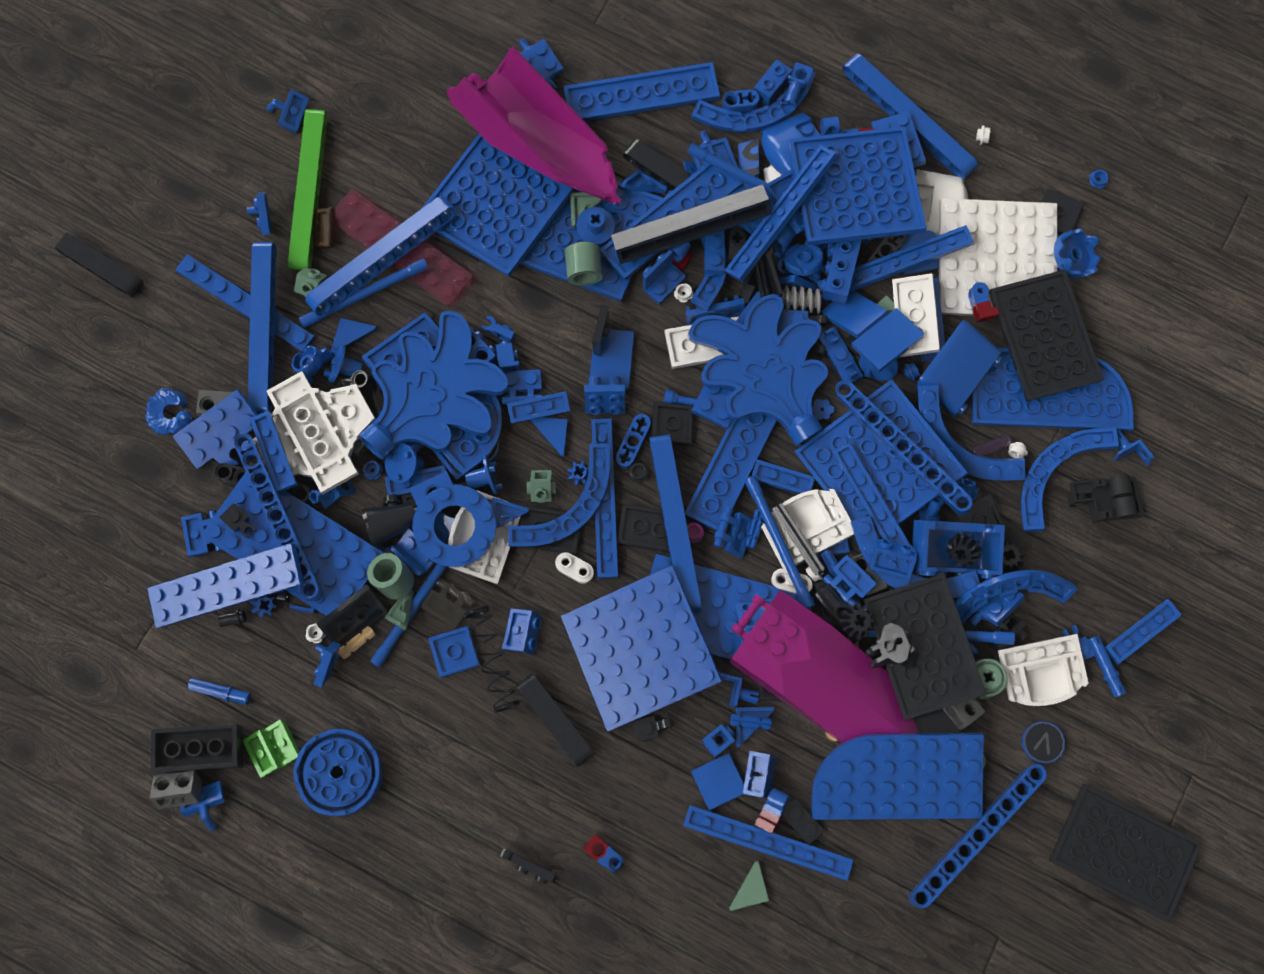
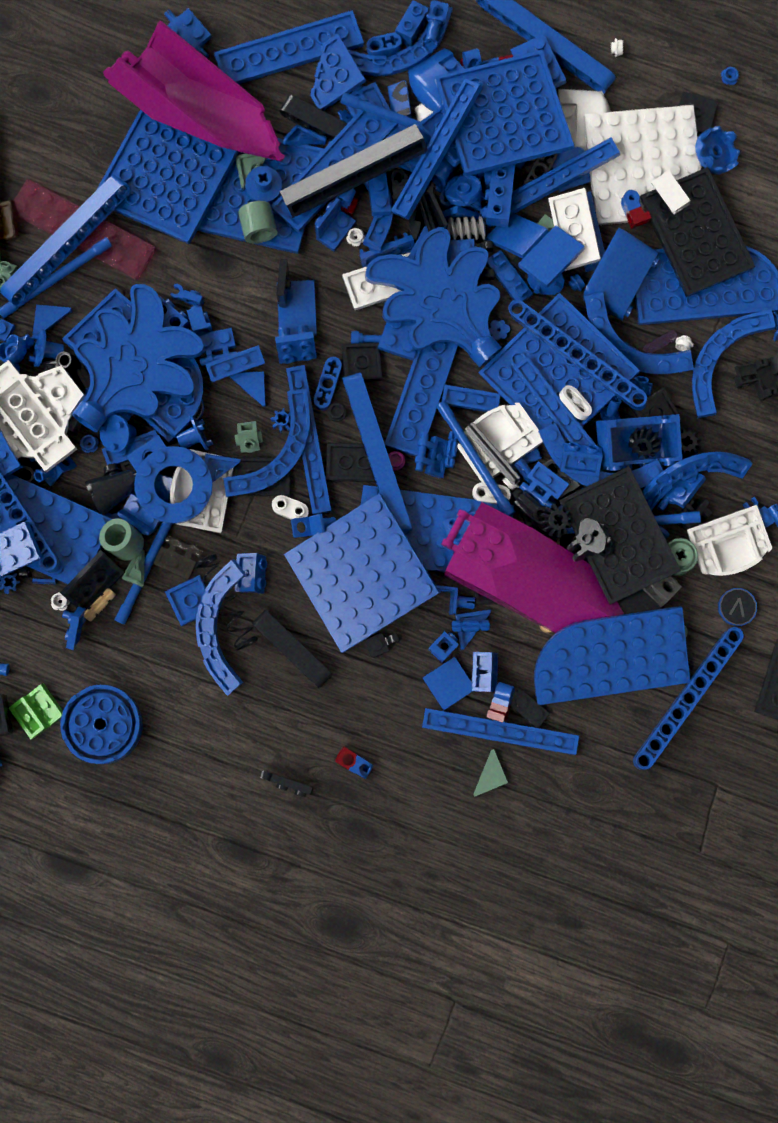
camera: 10 degrees left, 5 degrees up
(467, 681) = (207, 626): none -> plate
(596, 589) = (313, 524): none -> blue bracket
(685, 123) = (335, 74): none -> blue plate
(894, 497) = (575, 402): none -> white plate
(1023, 290) = (671, 192): none -> white hinge

